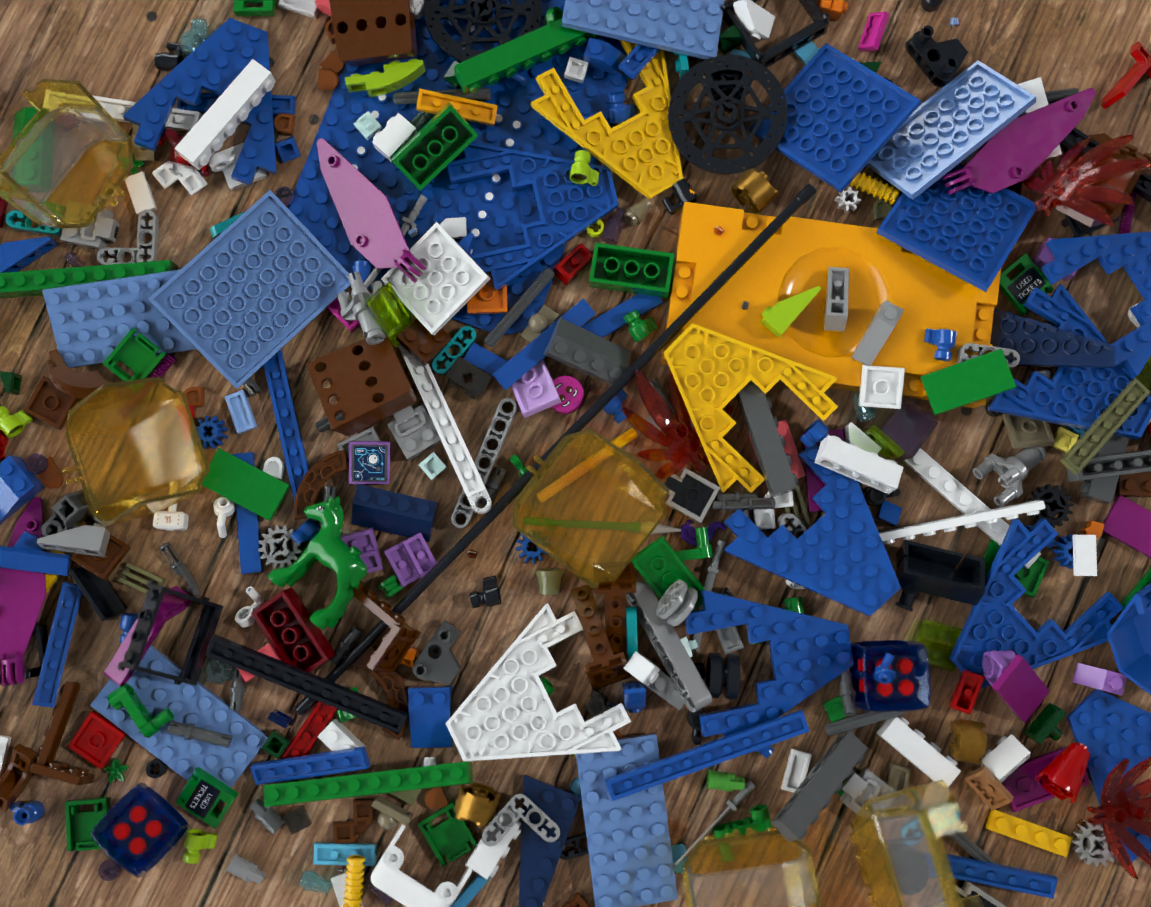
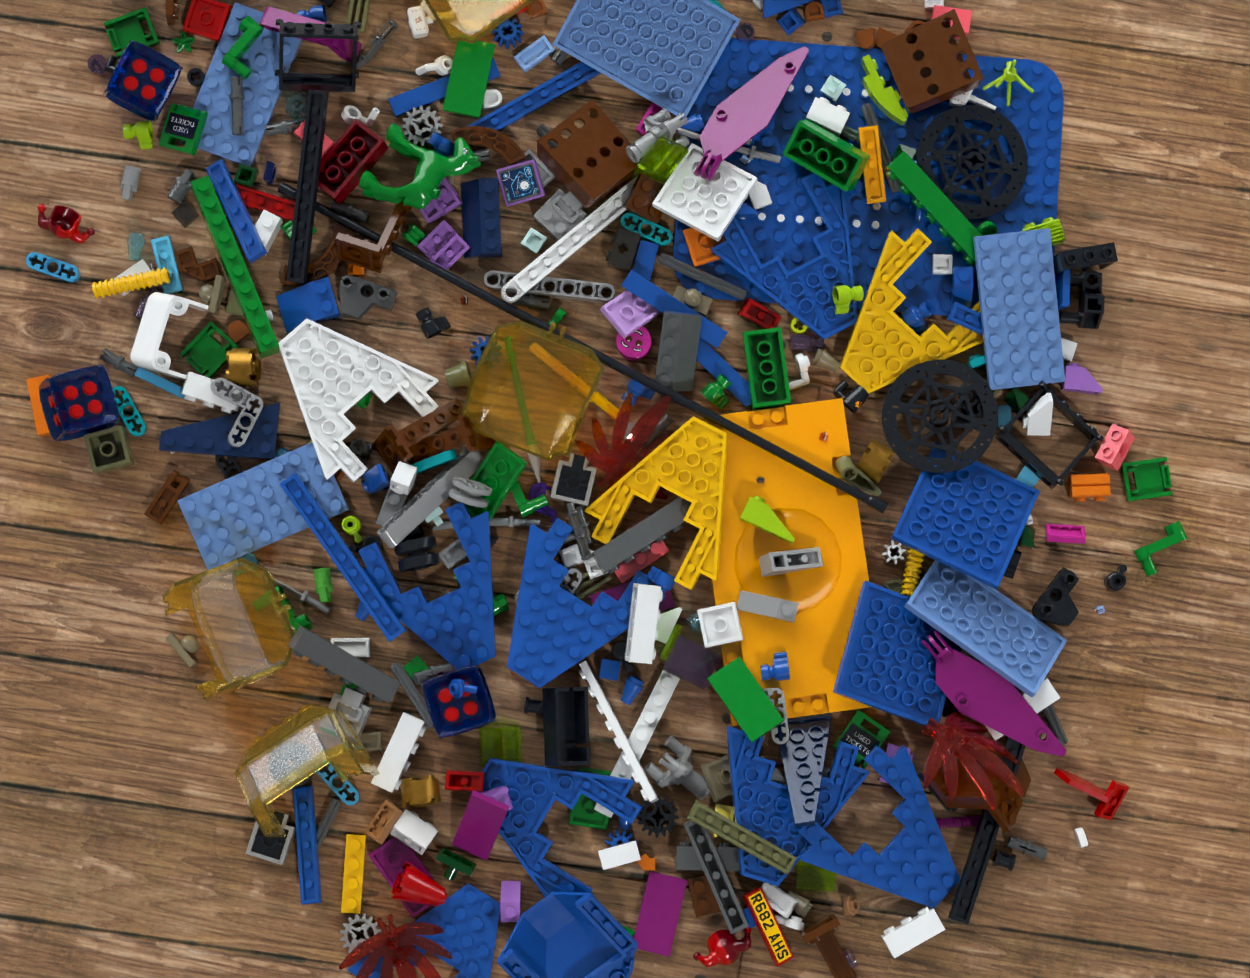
camera: 75 degrees right, 0 degrees up
(636, 235) = (802, 363): none -> white plate
(673, 735) = (352, 526): none -> lime piece
(767, 211) = (855, 476): none -> olive piece
(914, 495) = (631, 689): none -> blue cone

